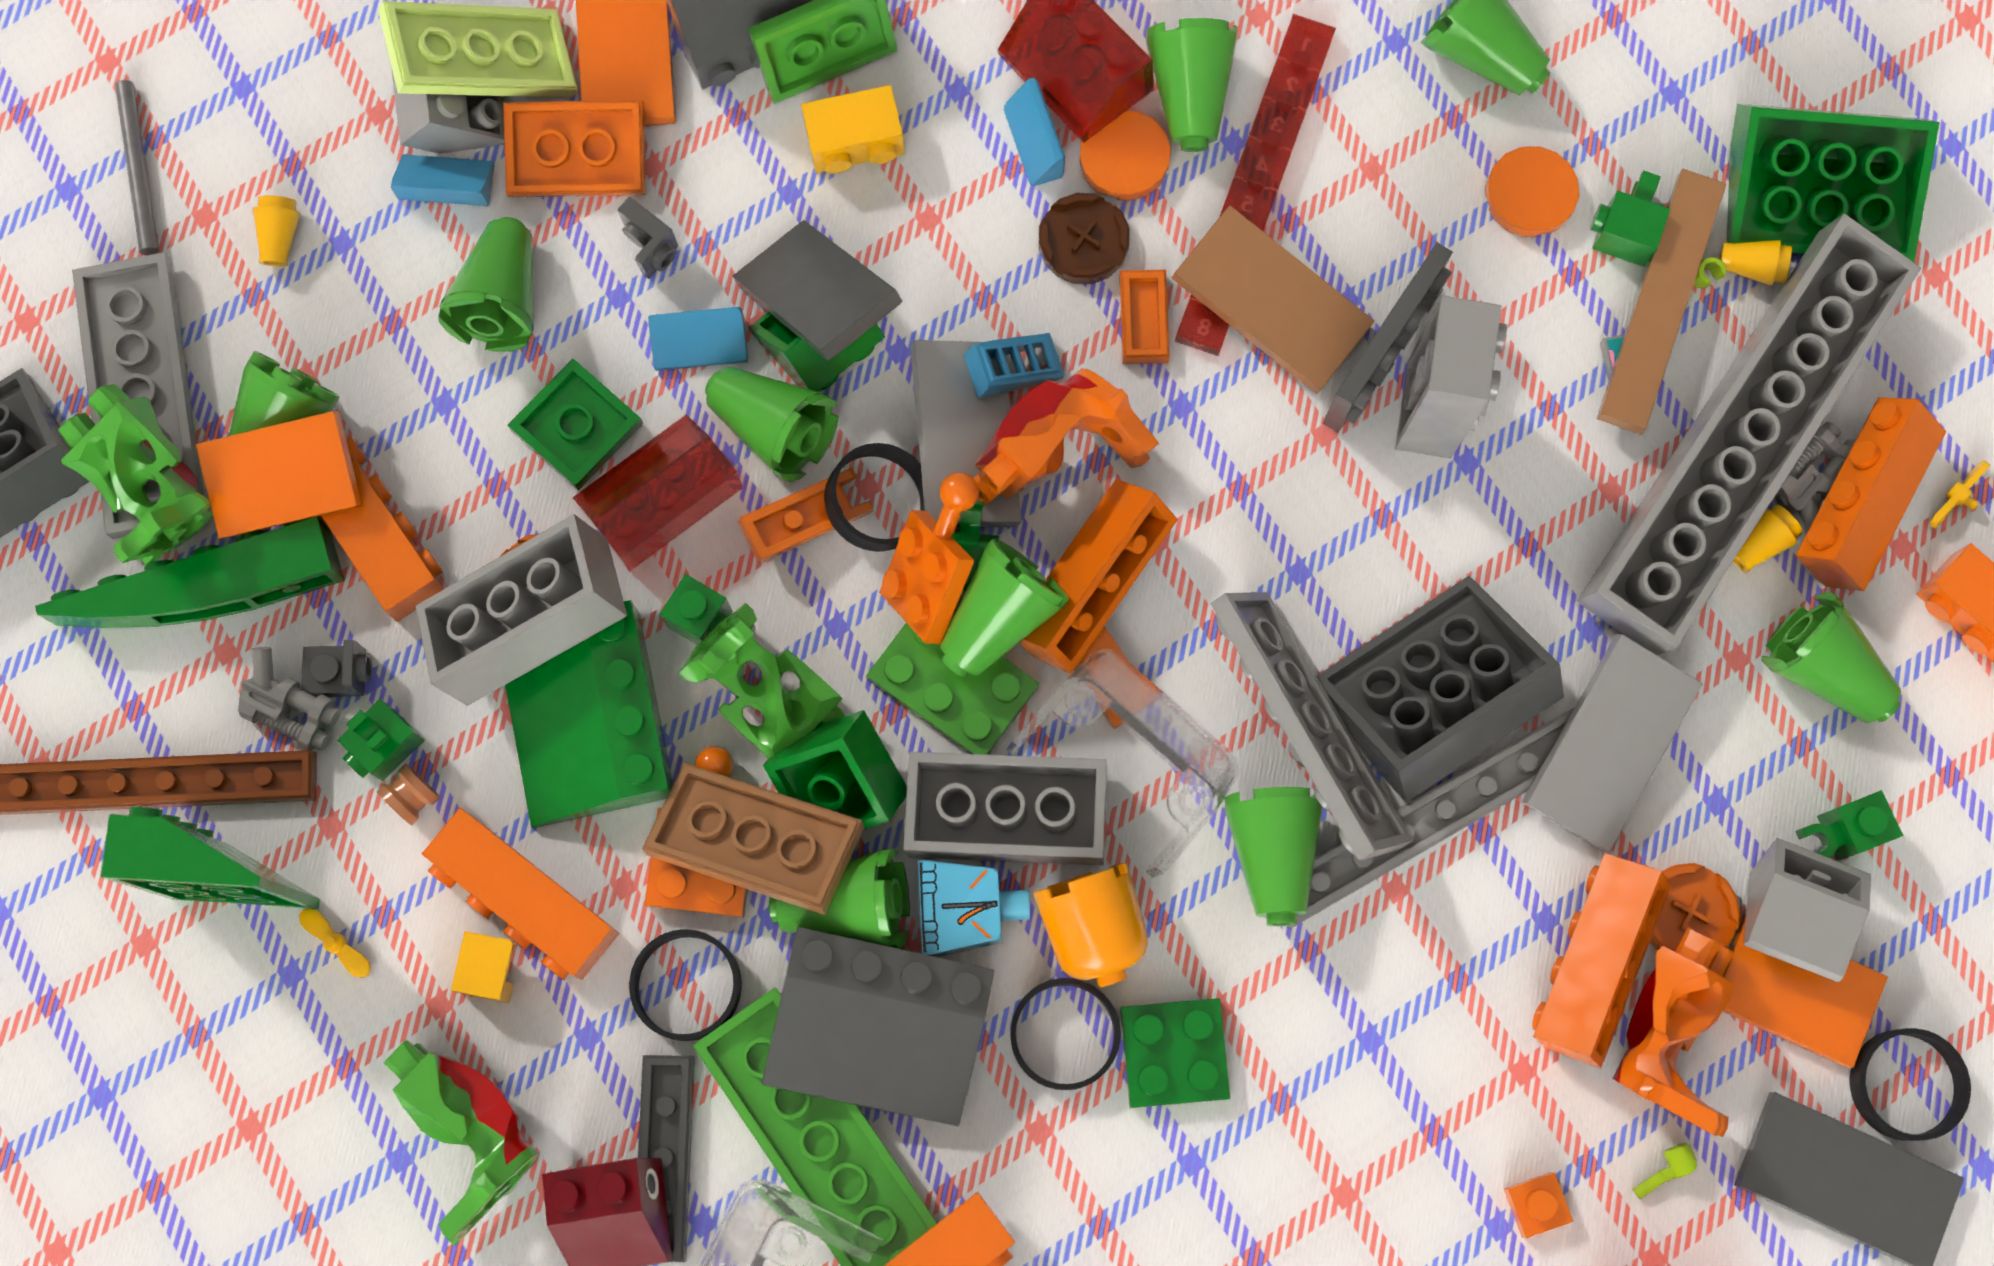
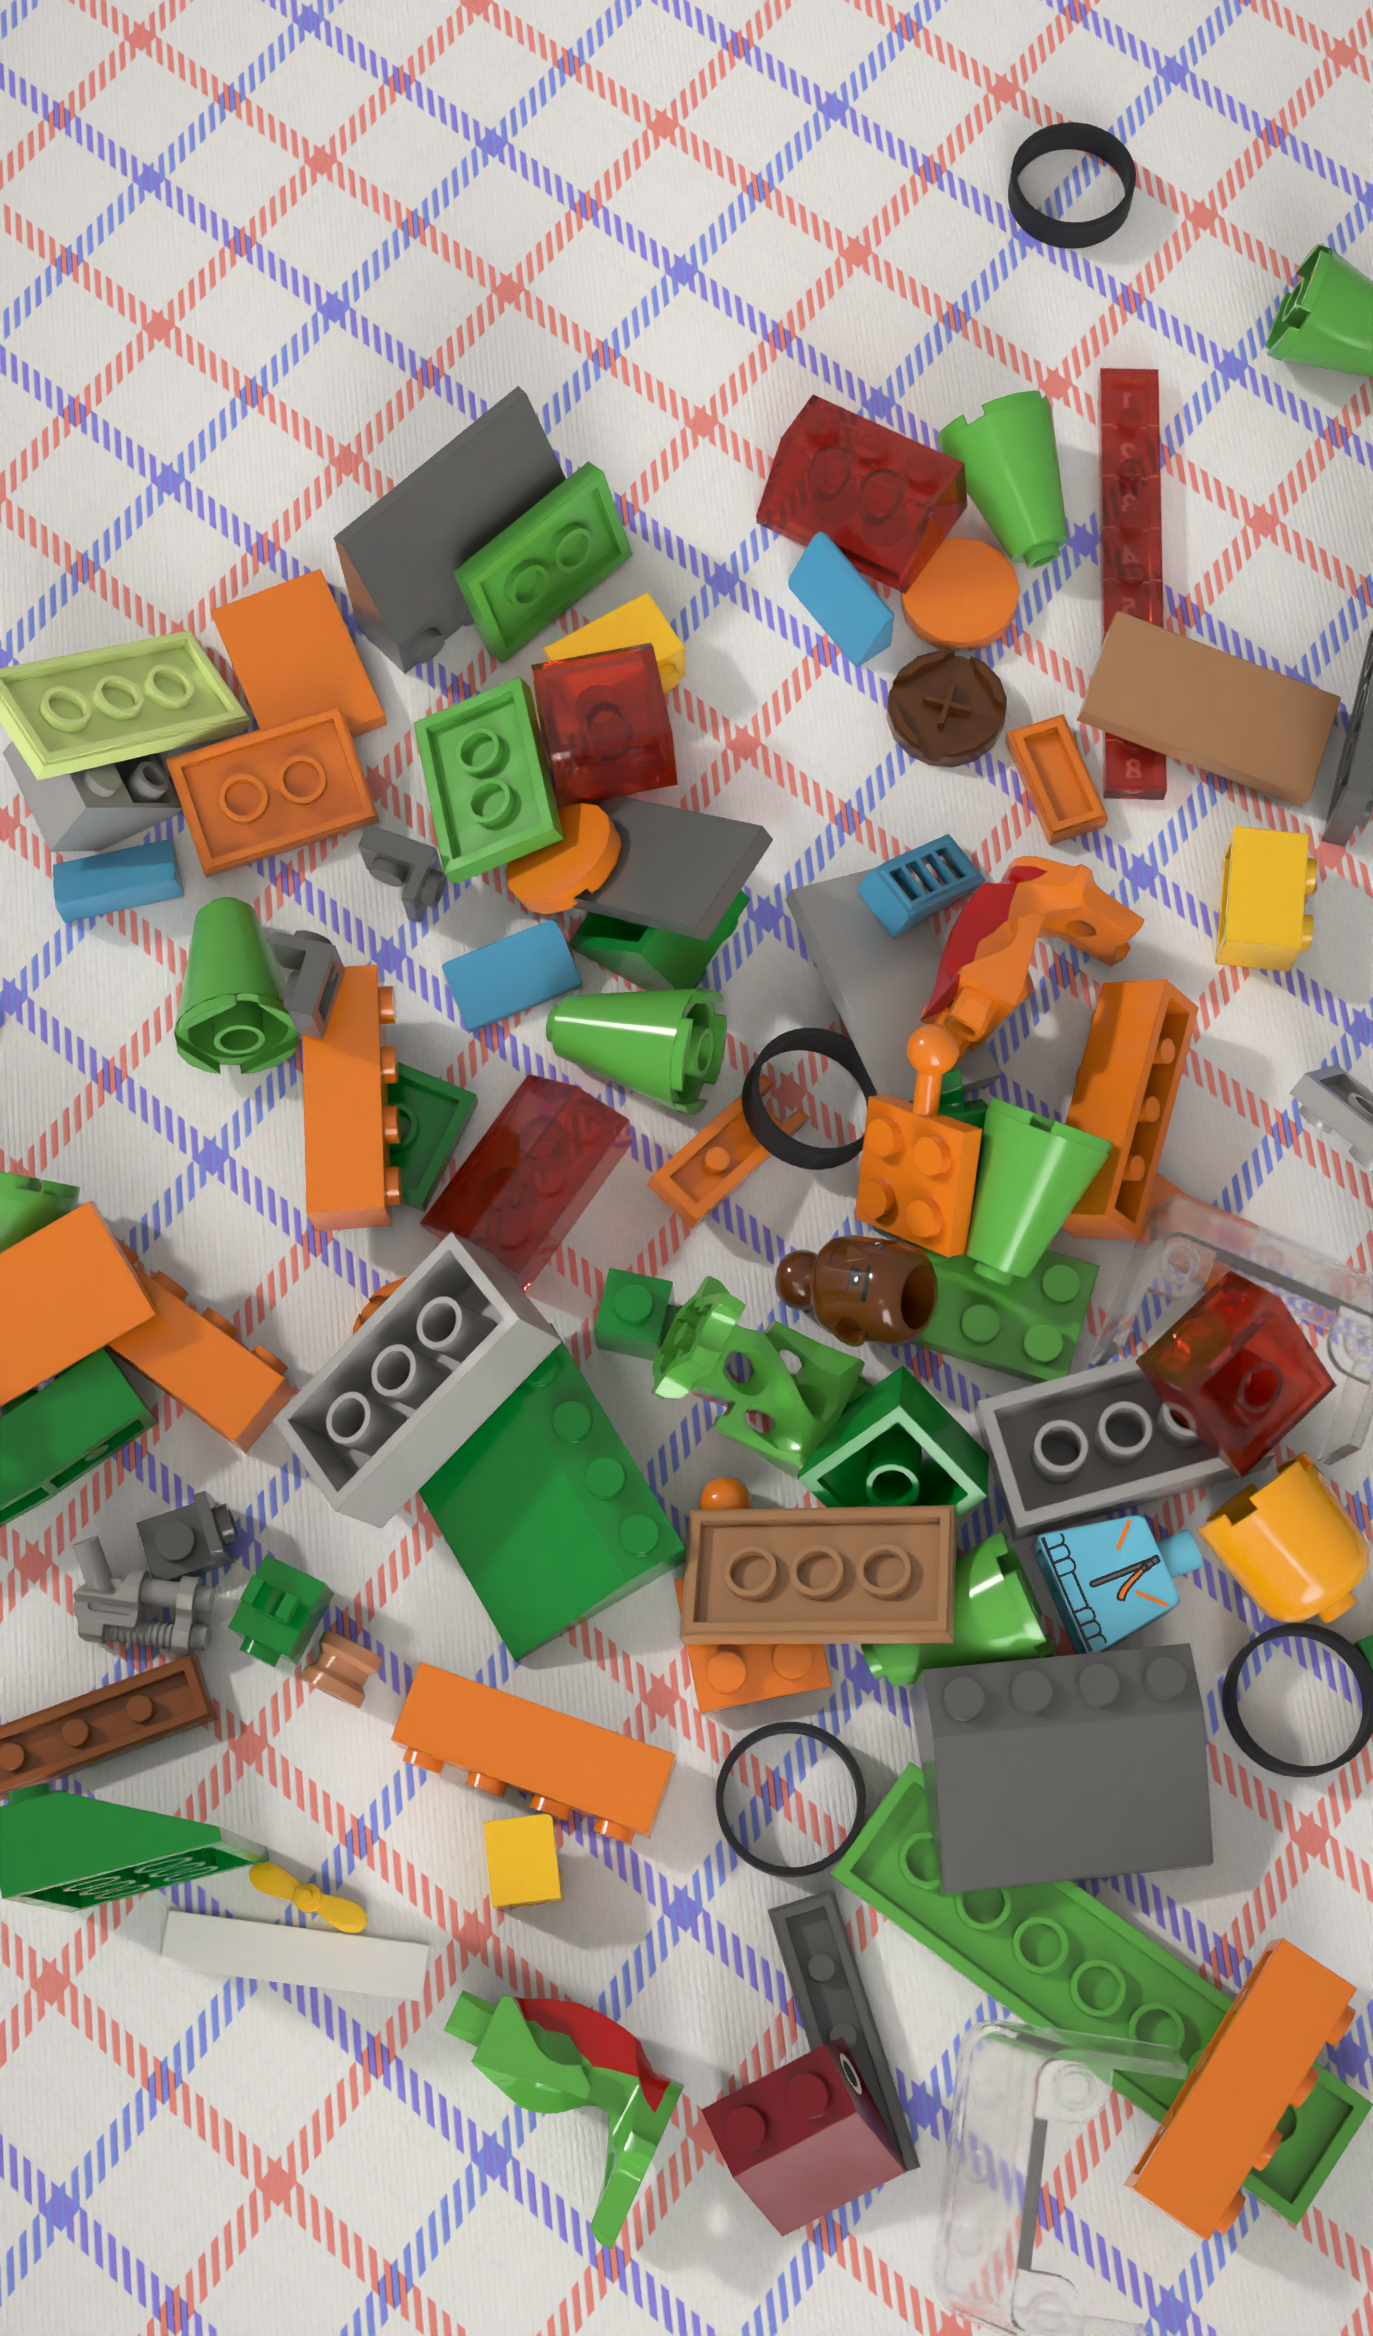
camera: 15 degrees left, 5 degrees down
(313, 979) = (294, 1955): none -> white sticker
(543, 305) = (313, 990): none -> dark grey bracket
(545, 392) = (348, 1109): none -> orange brick
(728, 190) = (488, 780): none -> bright green plate
(760, 265) = (582, 860): none -> orange tile
(822, 175) = (604, 724): none -> clear red slope
(859, 646) = (862, 1289): none -> reddish brown piece
(1093, 791) = (1237, 1371): none -> clear red slope
(1258, 453) = (1264, 899): none -> yellow piece

